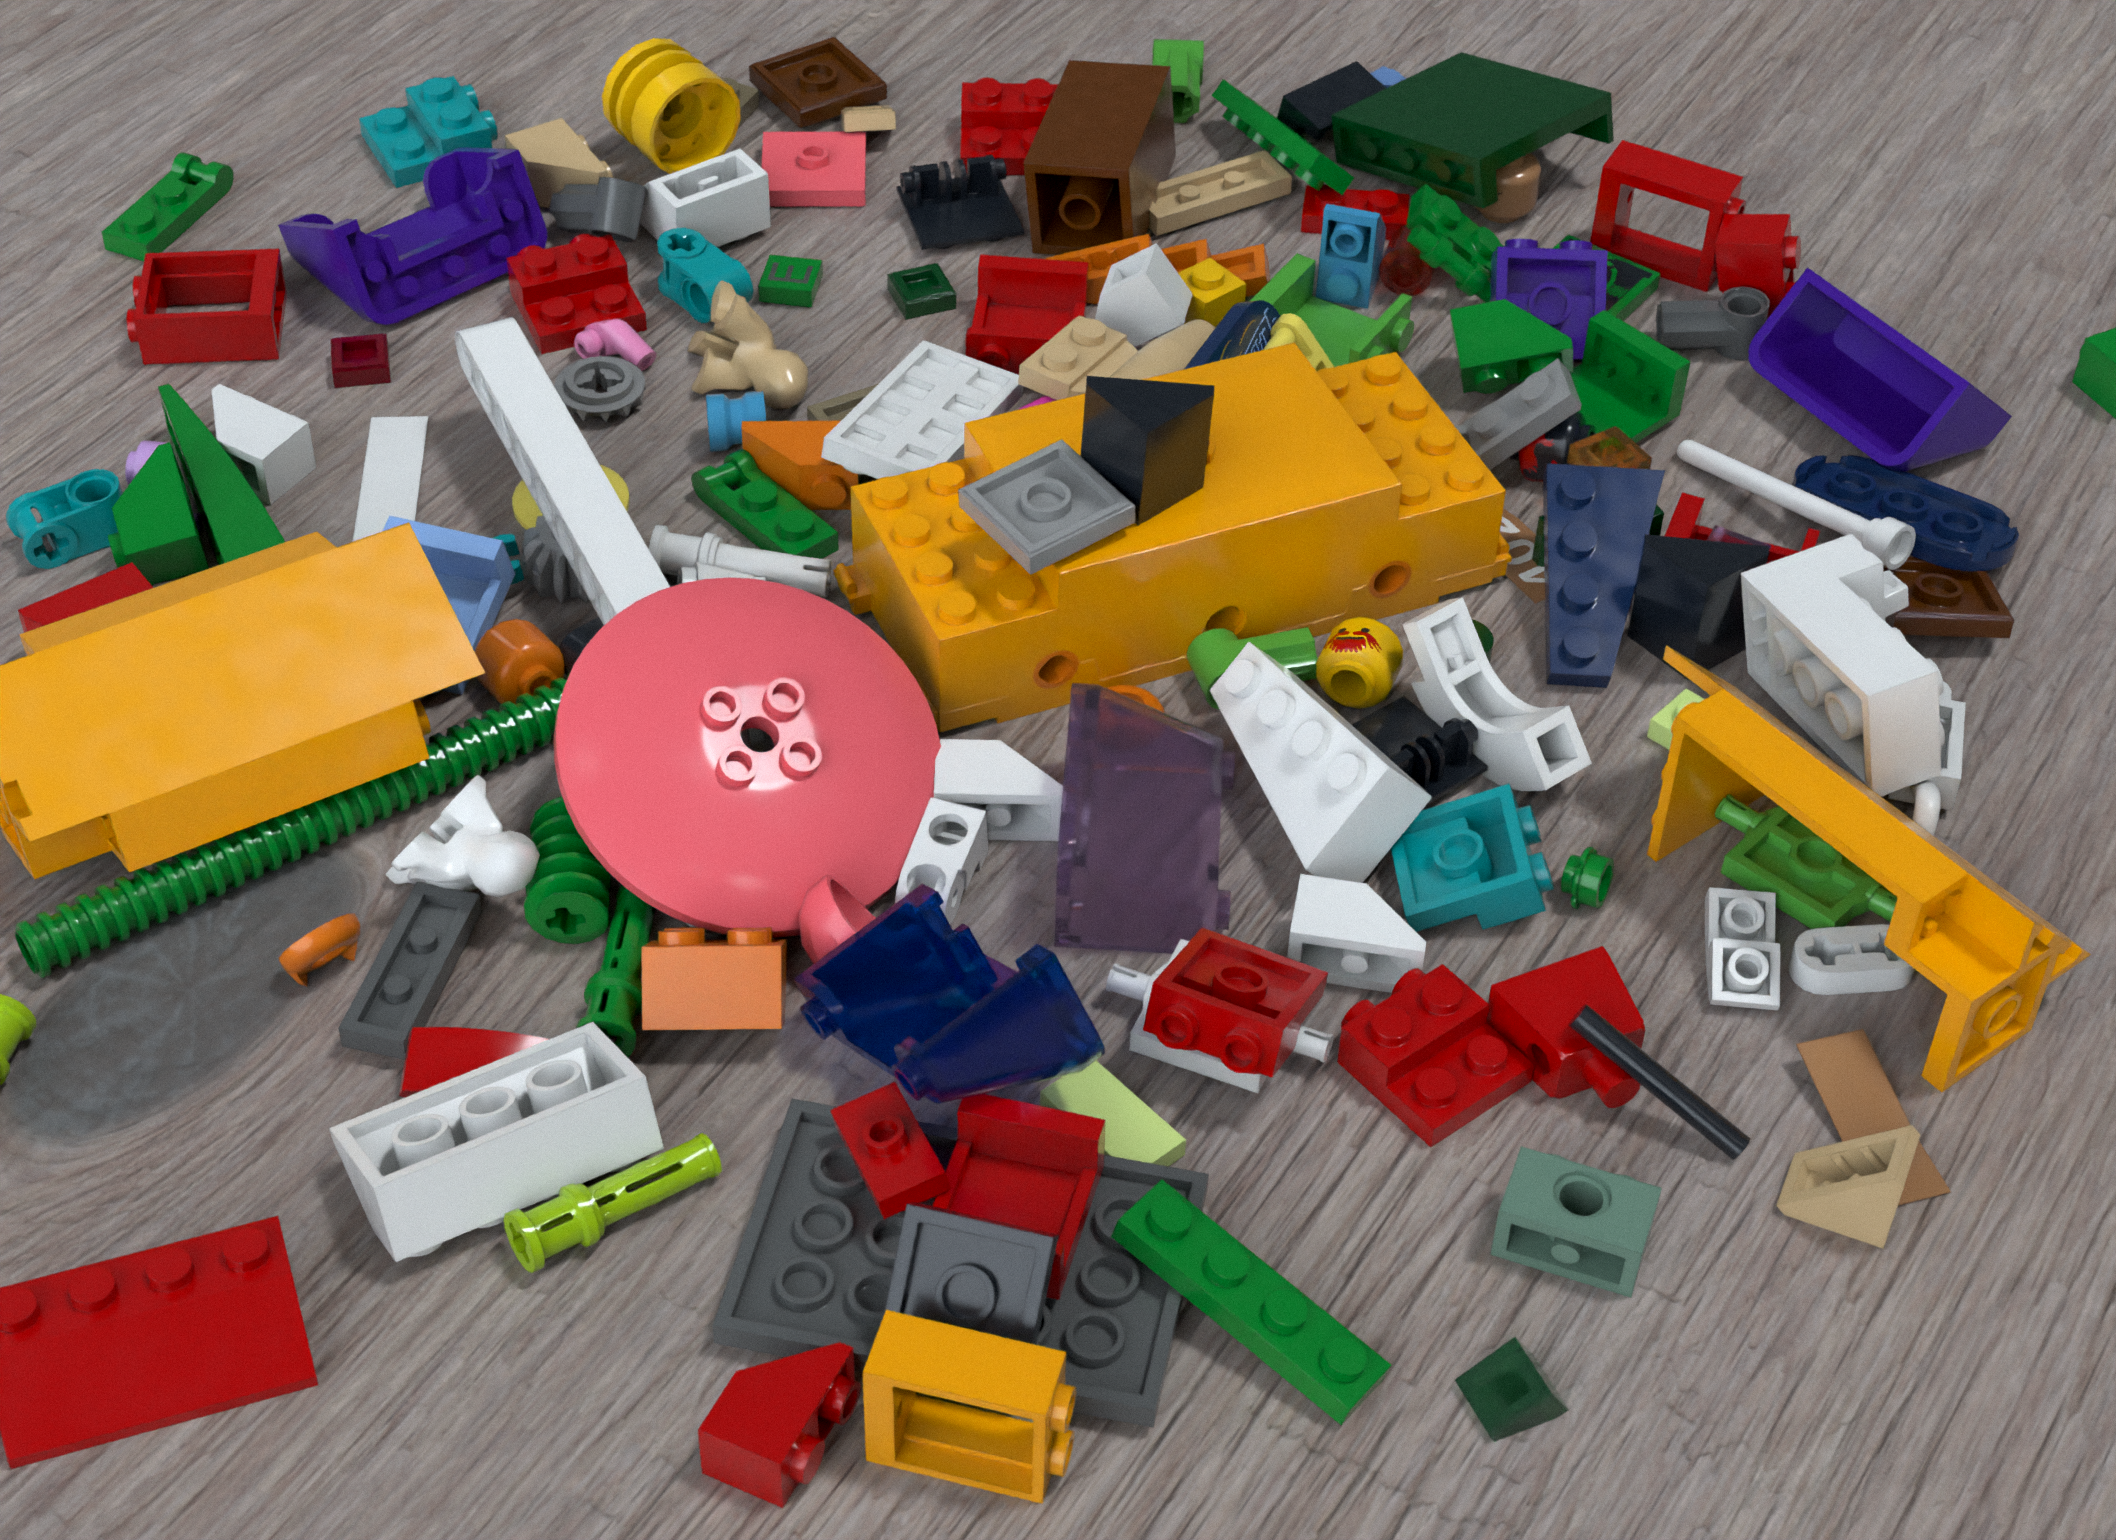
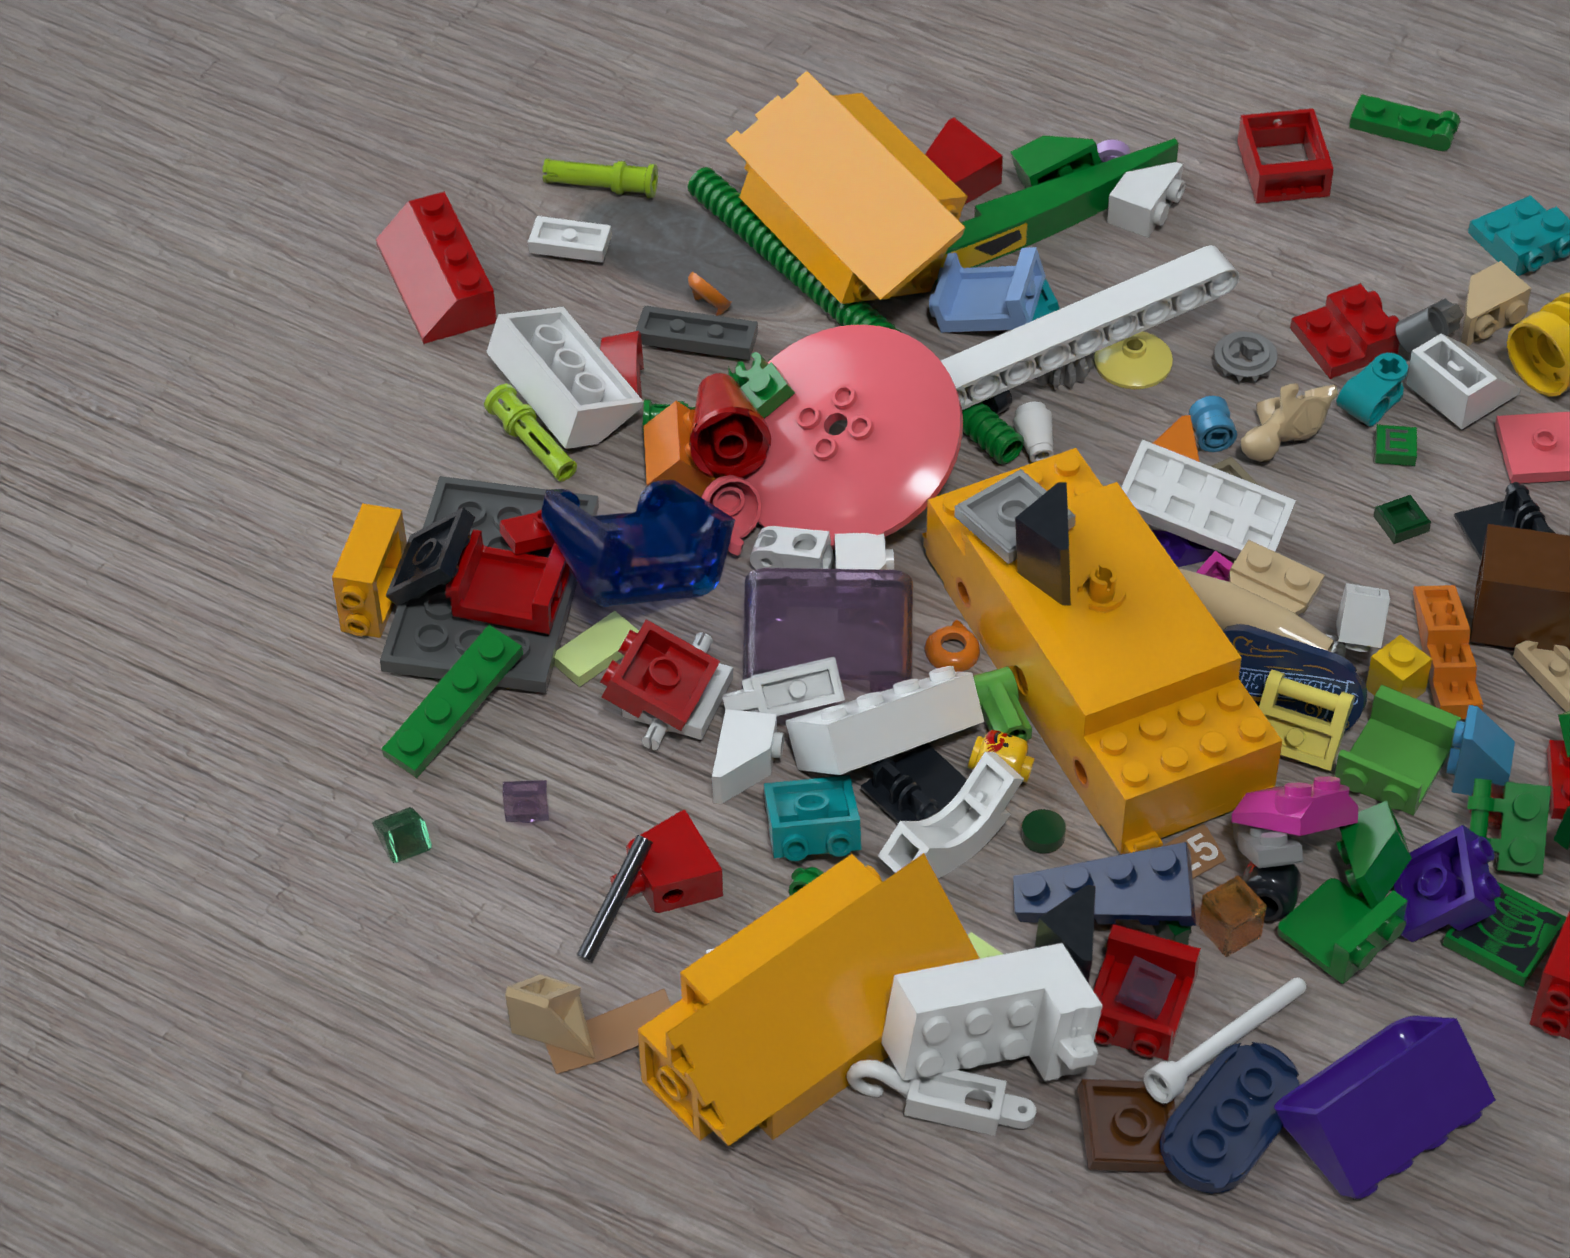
camera: 90 degrees right, 5 degrees up
(73, 518) = (1055, 121): teal piece -> none
(119, 1140) = (569, 239): none -> white plate
(360, 360) = (1256, 239): dark red tile -> none
(390, 472) = (1103, 274): white sticker -> none
(468, 850) = (767, 334): white animal -> none
(475, 220) = (1355, 238): dark purple windscreen -> none
(517, 660) = (952, 337): orange head -> none
(614, 338) = (1297, 353): bright pink arm -> none
(654, 817) = (764, 385): none -> green plate
(681, 550) = (1068, 419): white pin -> none
(713, 876) = (727, 429): none -> red cone
(763, 509) = (1115, 458): green plate -> none
(775, 1420) = (378, 490): red slope -> none
(1023, 306) = (1365, 565): red panel -> none
(1255, 861) = (789, 689): none -> white hinge
(1431, 1053) = (650, 791): red plate -> none
(1459, 1205) = (526, 801): none -> clear purple plate
(1478, 372) = (1299, 807): none -> dark pink slope
(1575, 1221) = (514, 859): sand green brick -> none
(1711, 324) = (1455, 997): dark grey piece -> none
(1757, 254) = (1511, 1027): red slope -> none

